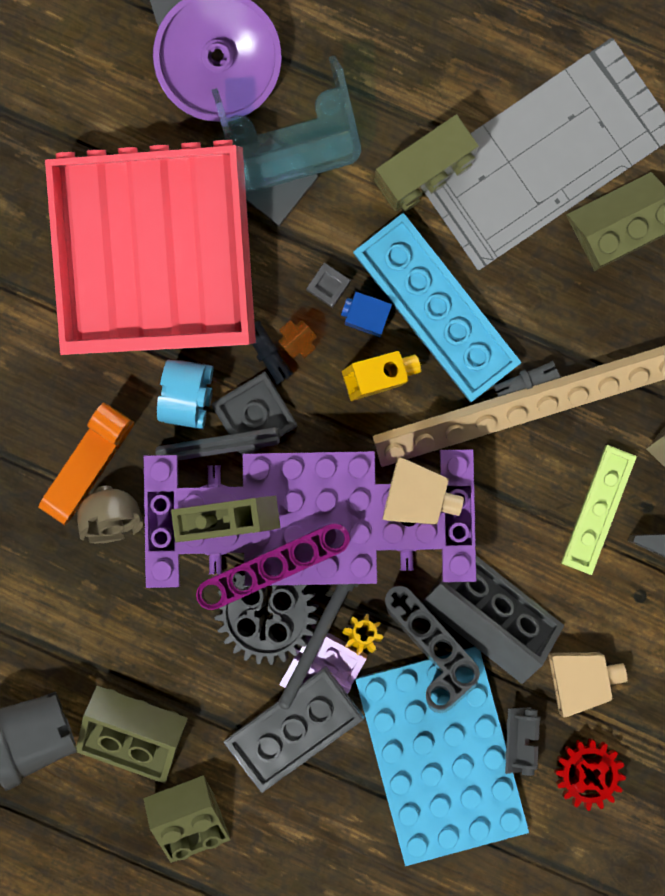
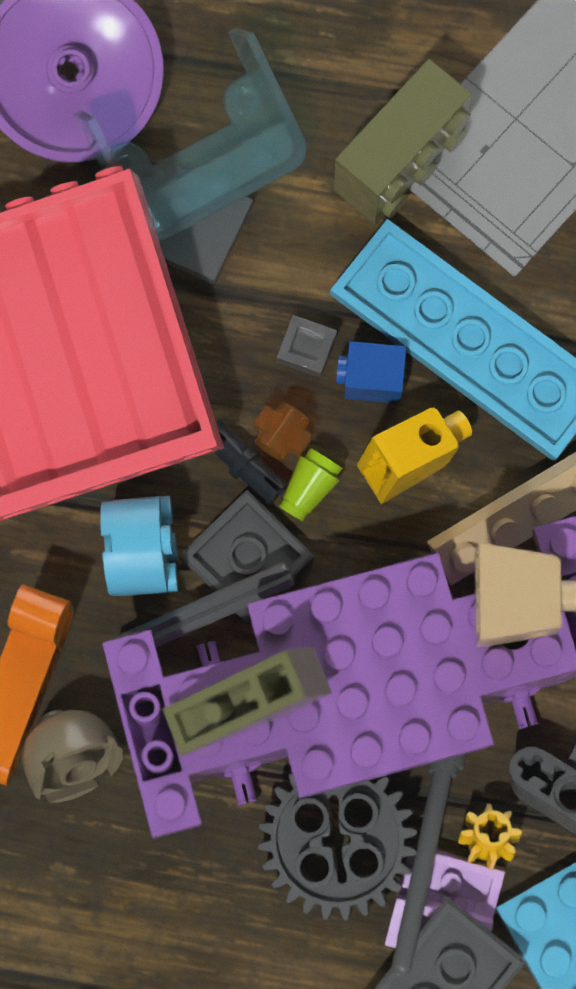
camera: 10 degrees left, 10 degrees down
(261, 578) = (351, 731): magenta beam -> none
(306, 378) = (309, 484): none -> lime cone

